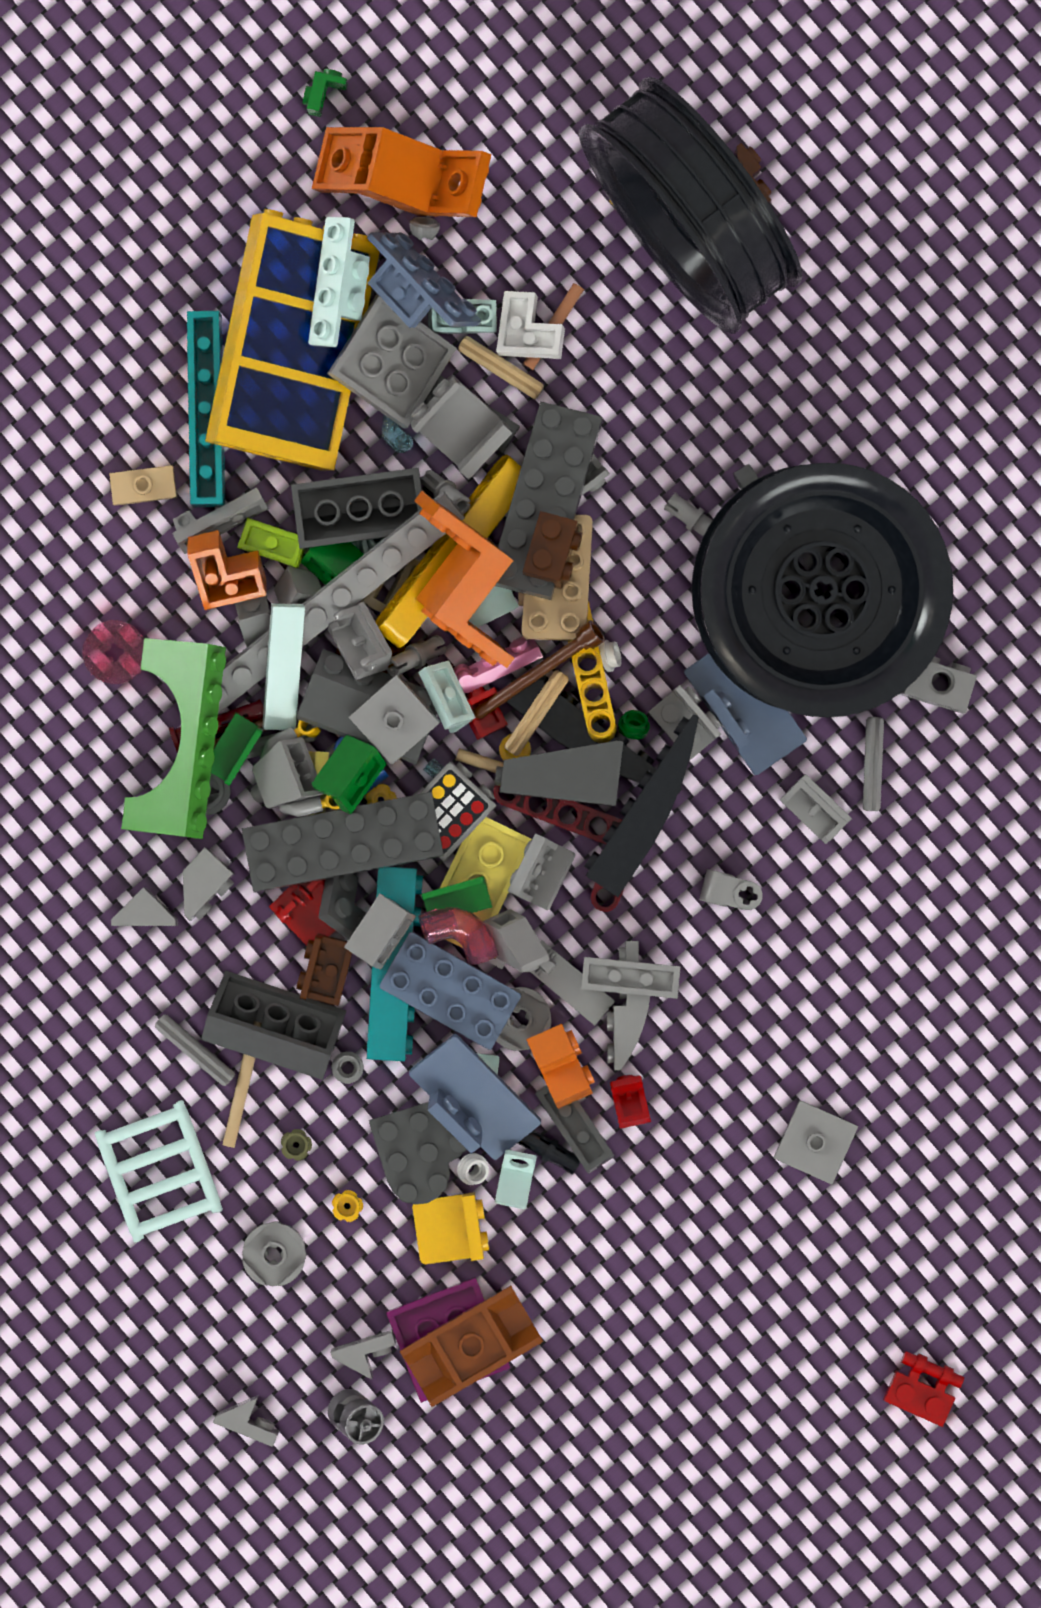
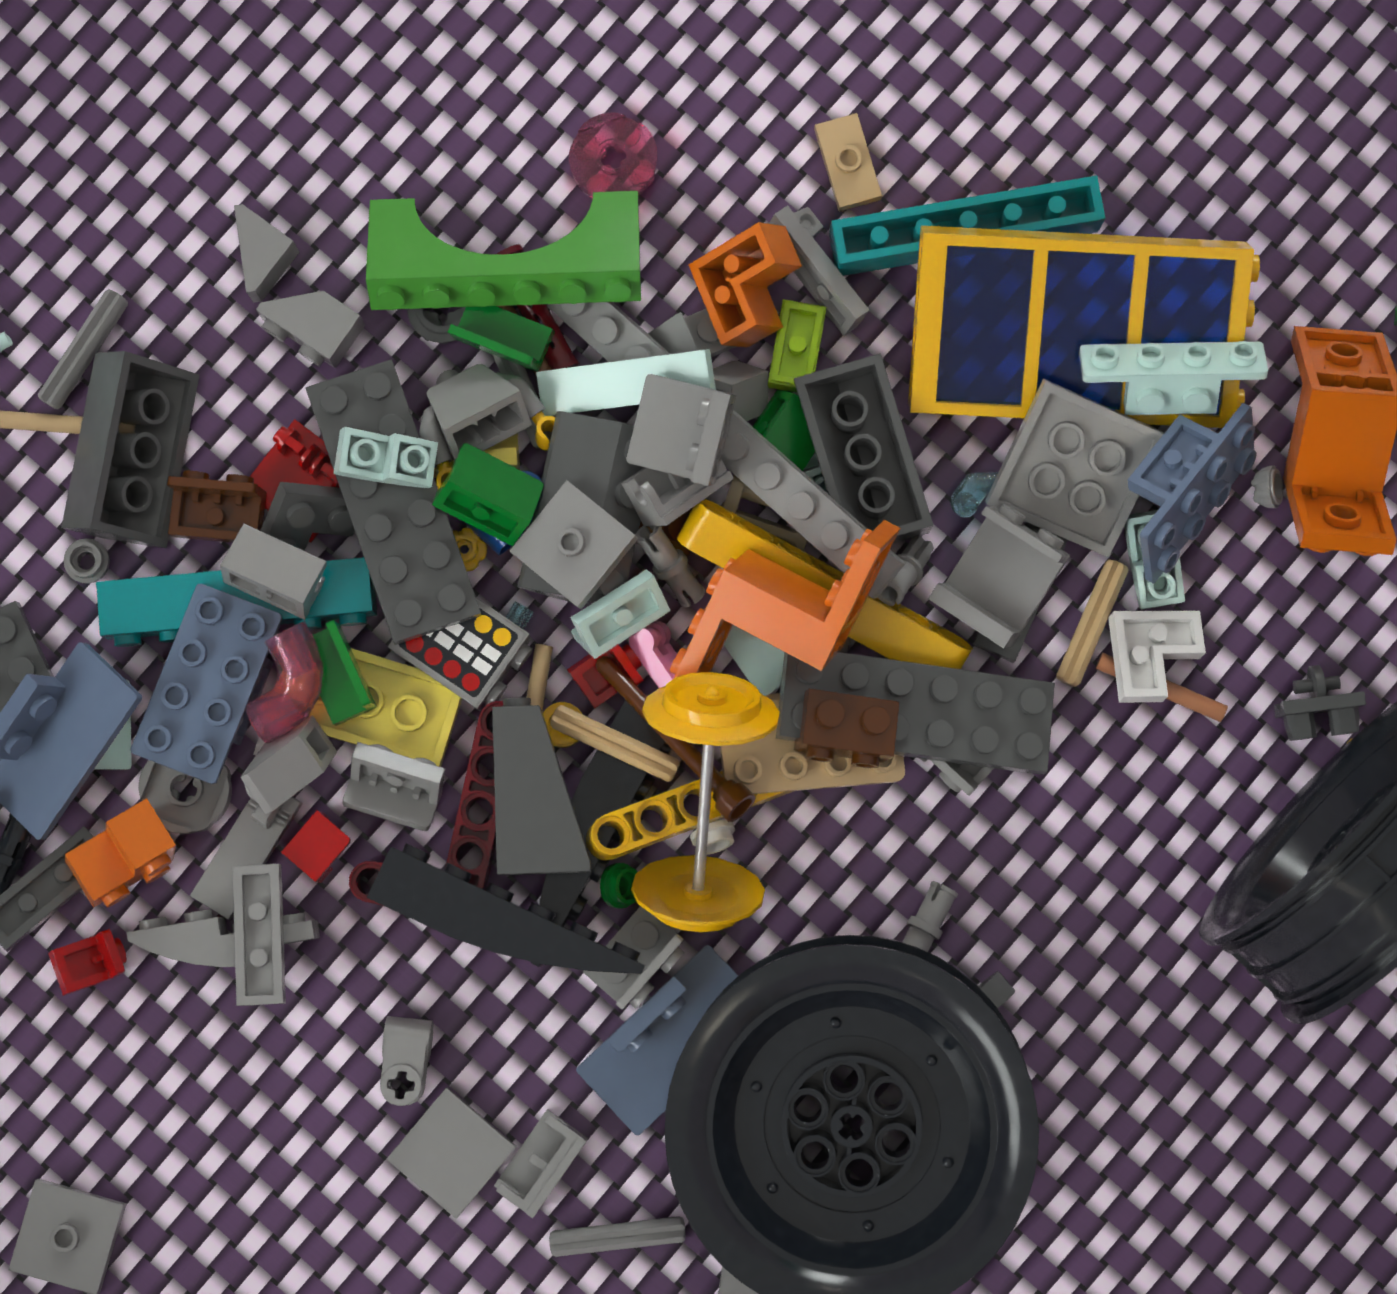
camera: 80 degrees right, 5 degrees down
(314, 841) = (385, 458): none -> light aqua slope
(326, 632) = (681, 429): none -> light grey bracket
(532, 637) = (696, 889): none -> yellow axle
(574, 930) = (316, 846): none -> red panel
(587, 234) = (1341, 708): none -> dark grey hips
(799, 869) = (451, 1152): none -> light grey tile

